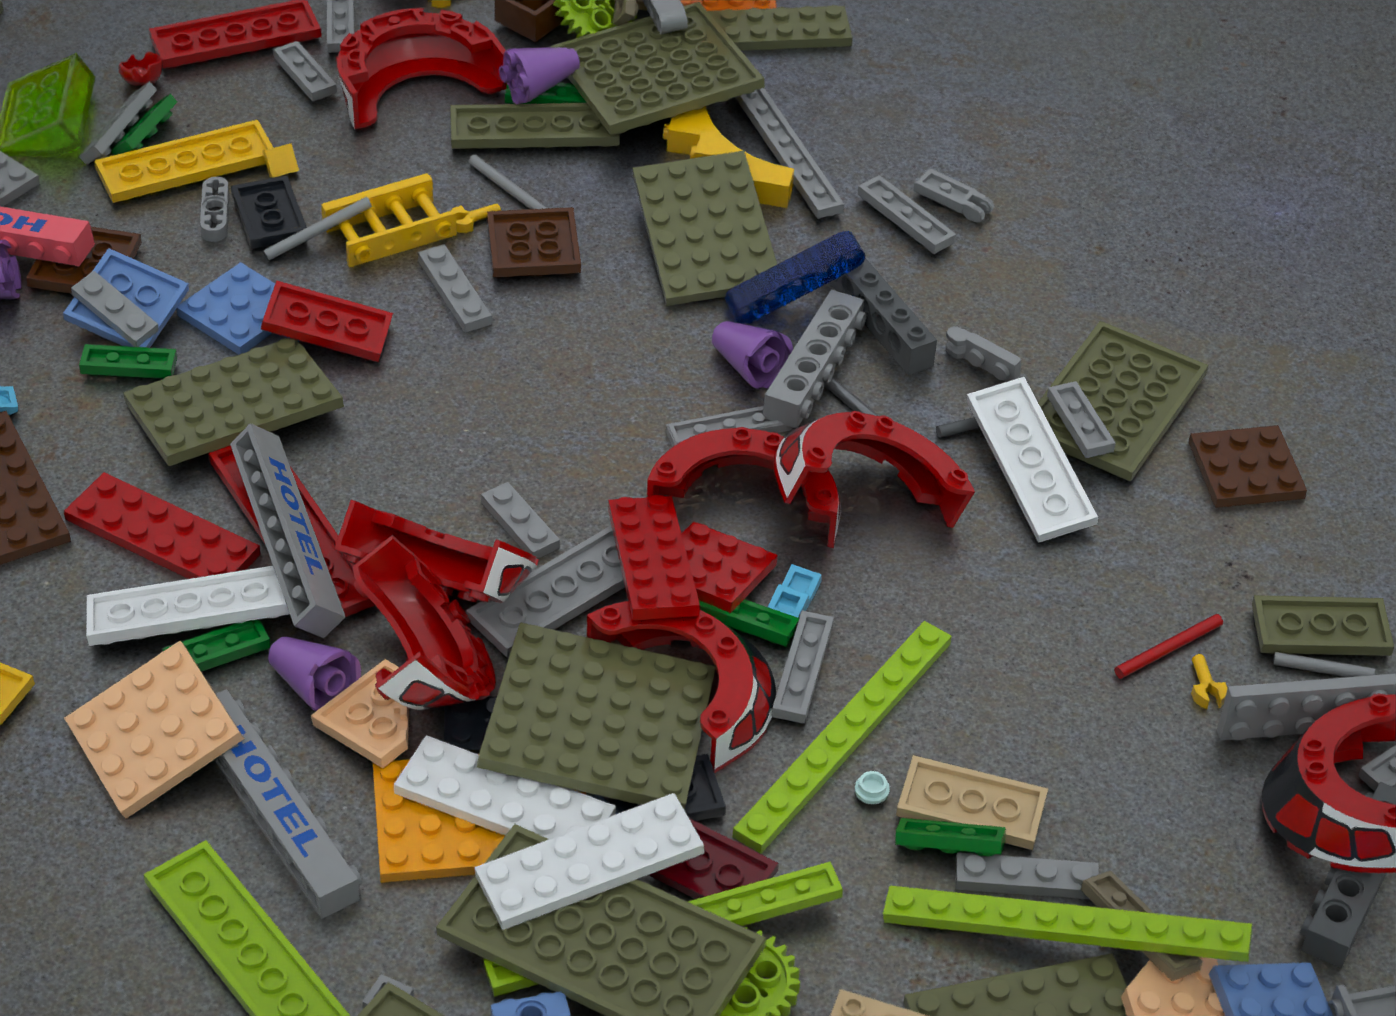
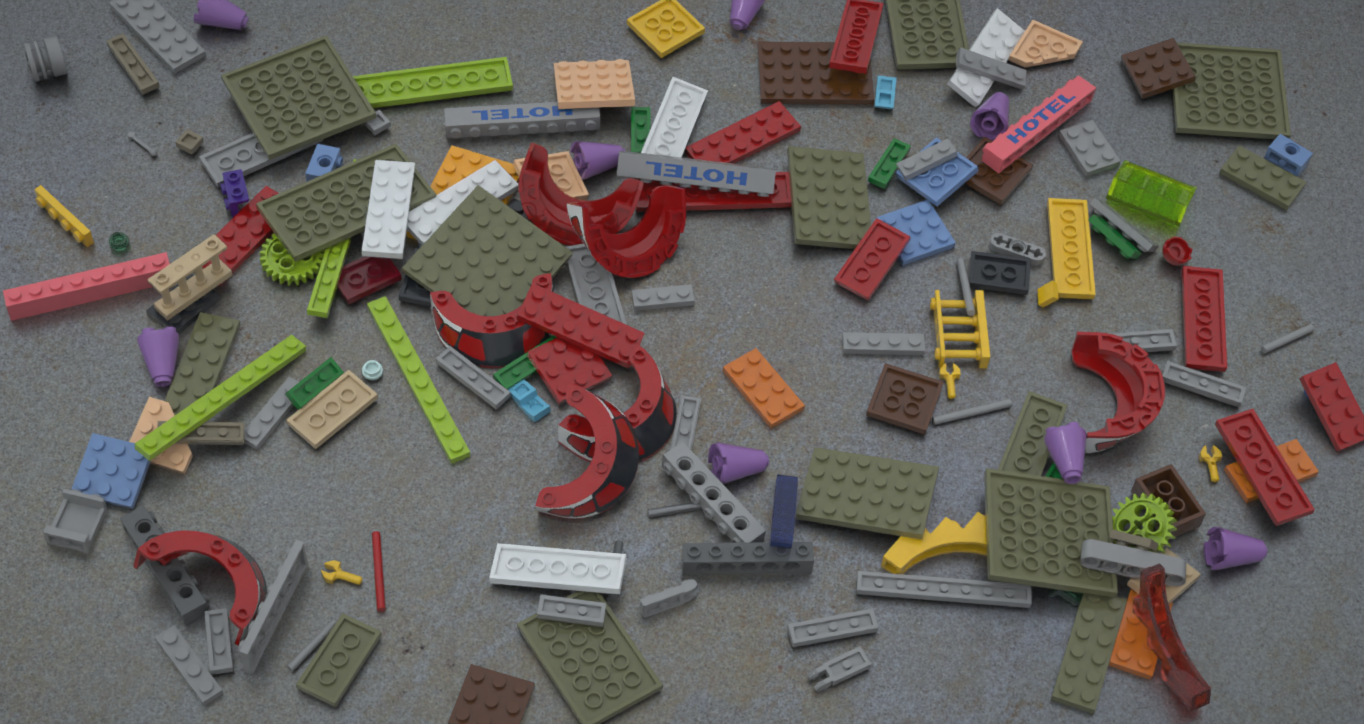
camera: 115 degrees right, 10 degrees up
(603, 375) = (763, 388): none -> orange plate

